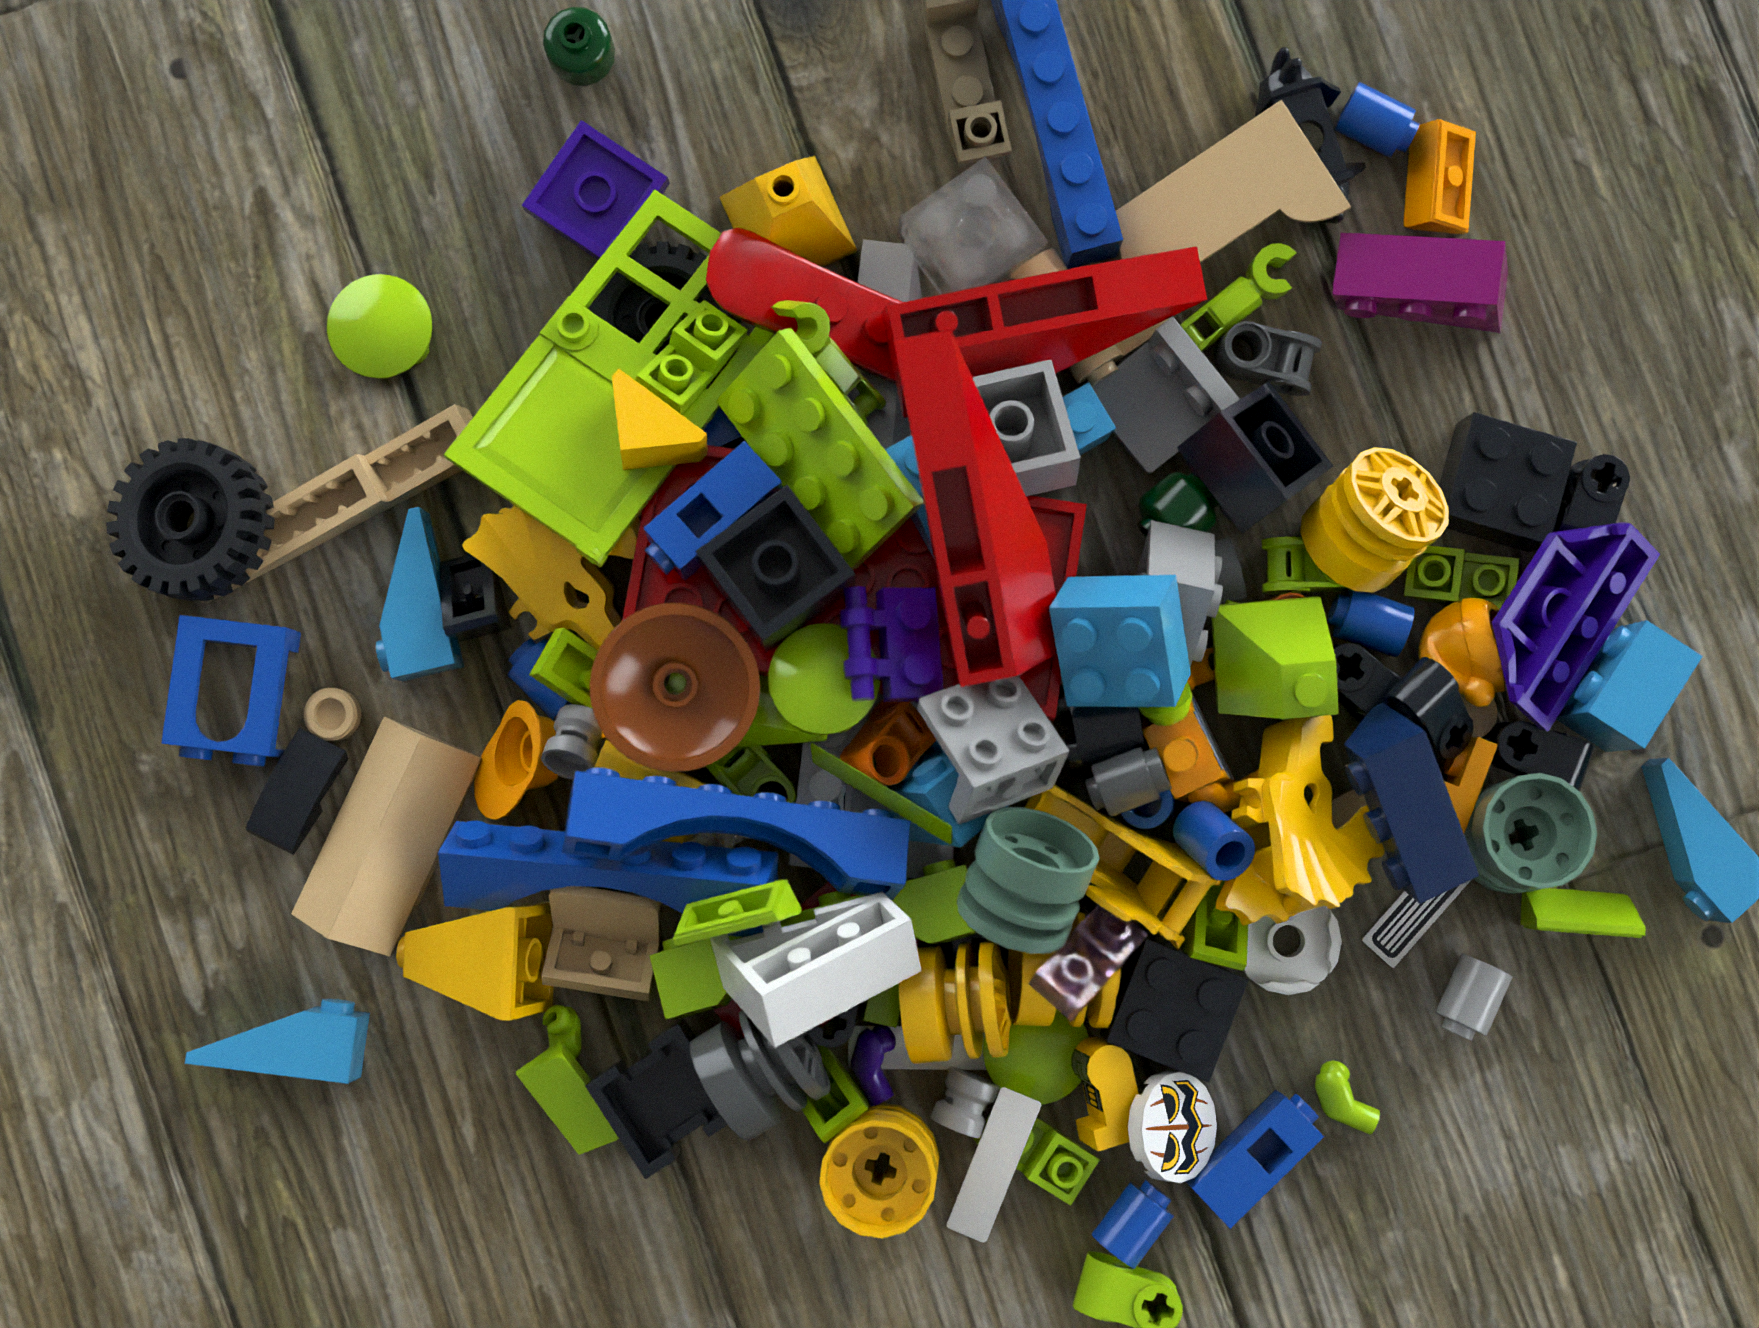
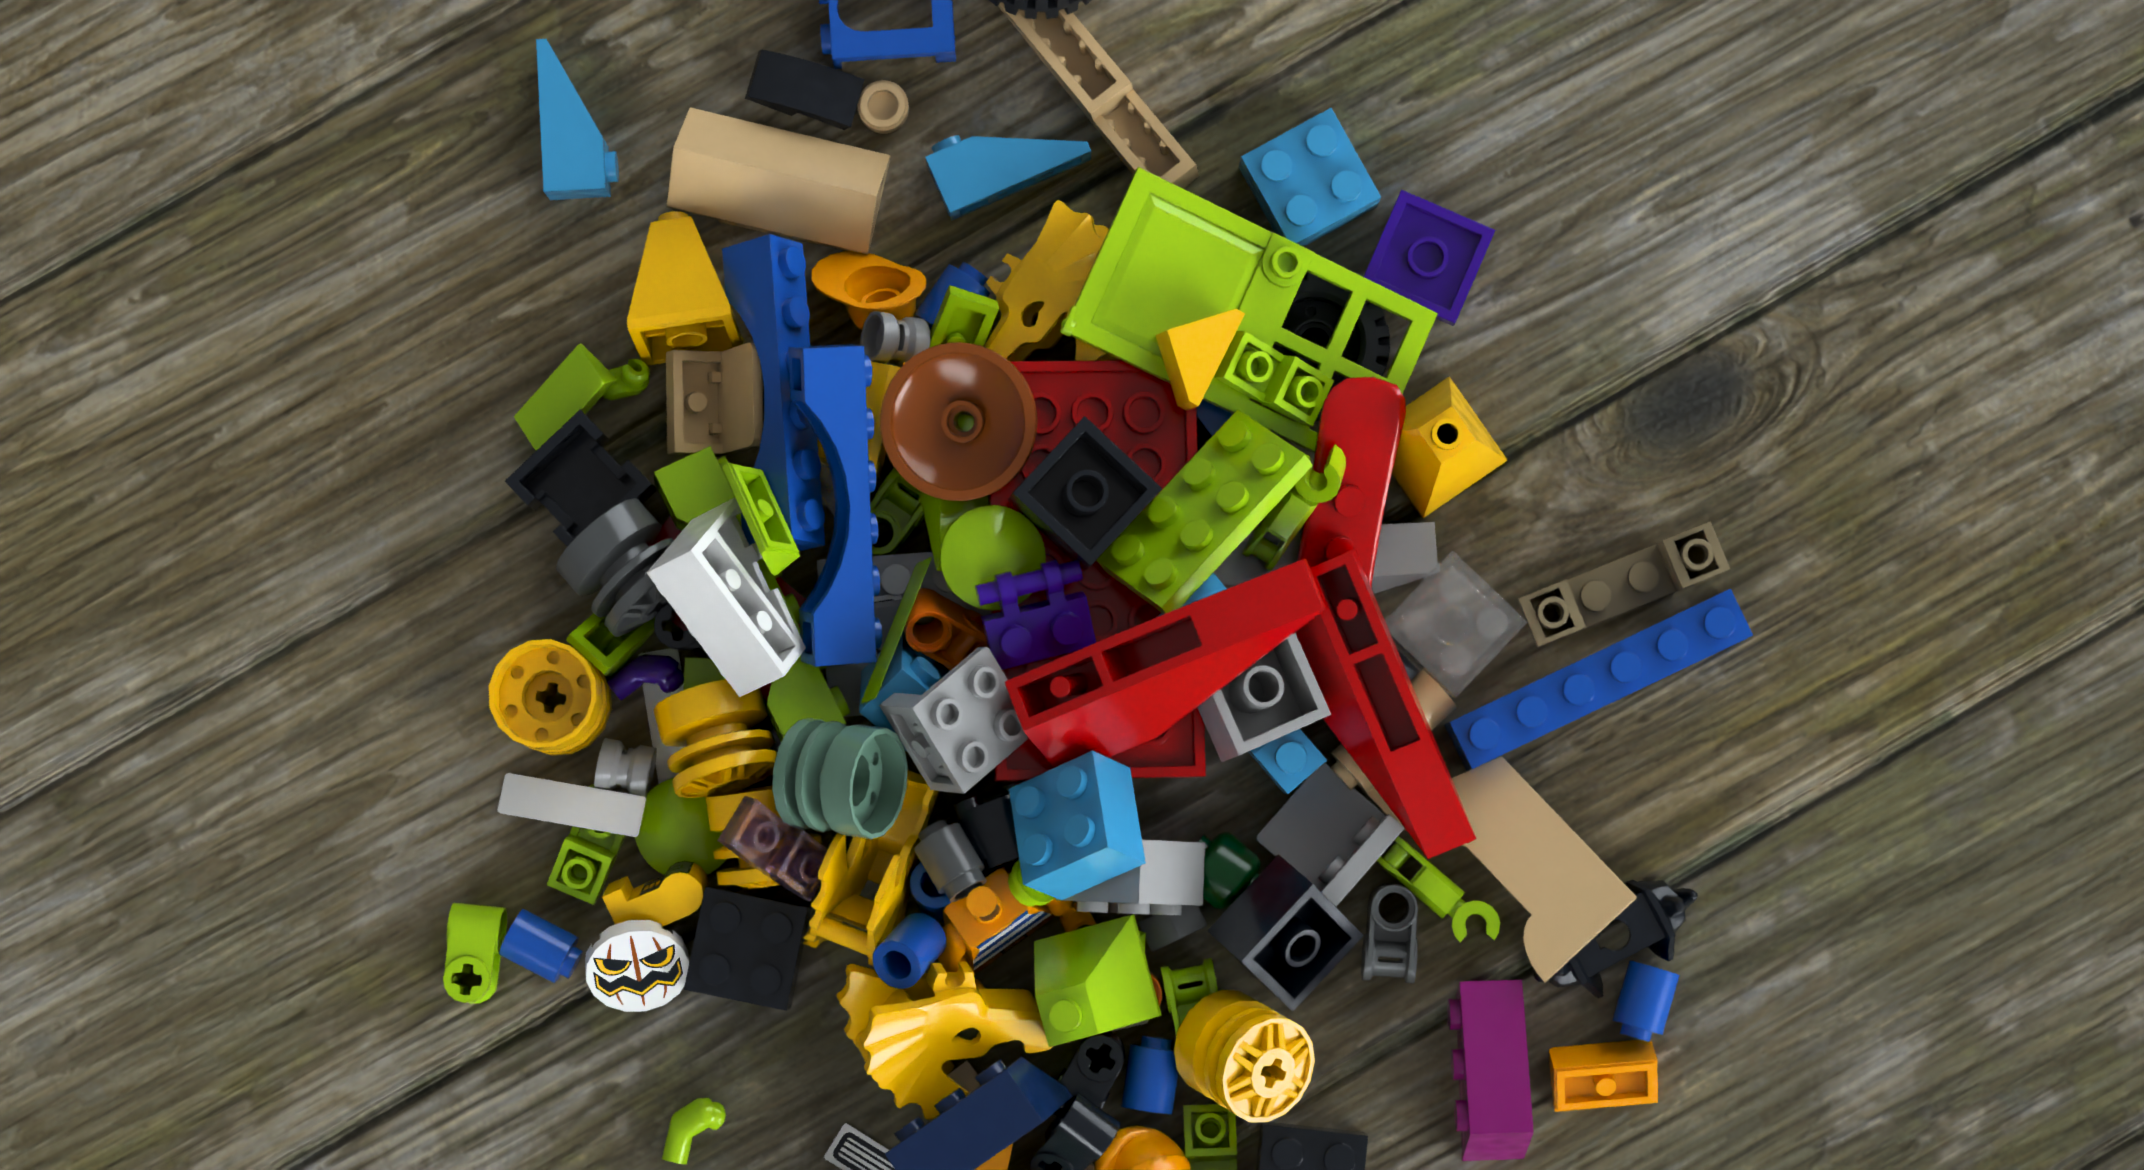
camera: 85 degrees right, 0 degrees up
(379, 326) = (1261, 77): lime dish -> none
(471, 599) = (1014, 215): black slope -> none
(492, 293) = (1309, 180): none -> dark azure brick
(579, 46) = (1553, 226): dark green head -> none
(709, 508) = (1130, 423): blue brick -> none
(1216, 934) = (822, 973): lime slope -> none
(1256, 1156) = (622, 1051): blue brick -> none
(1304, 968) = (801, 1058): white tile -> none

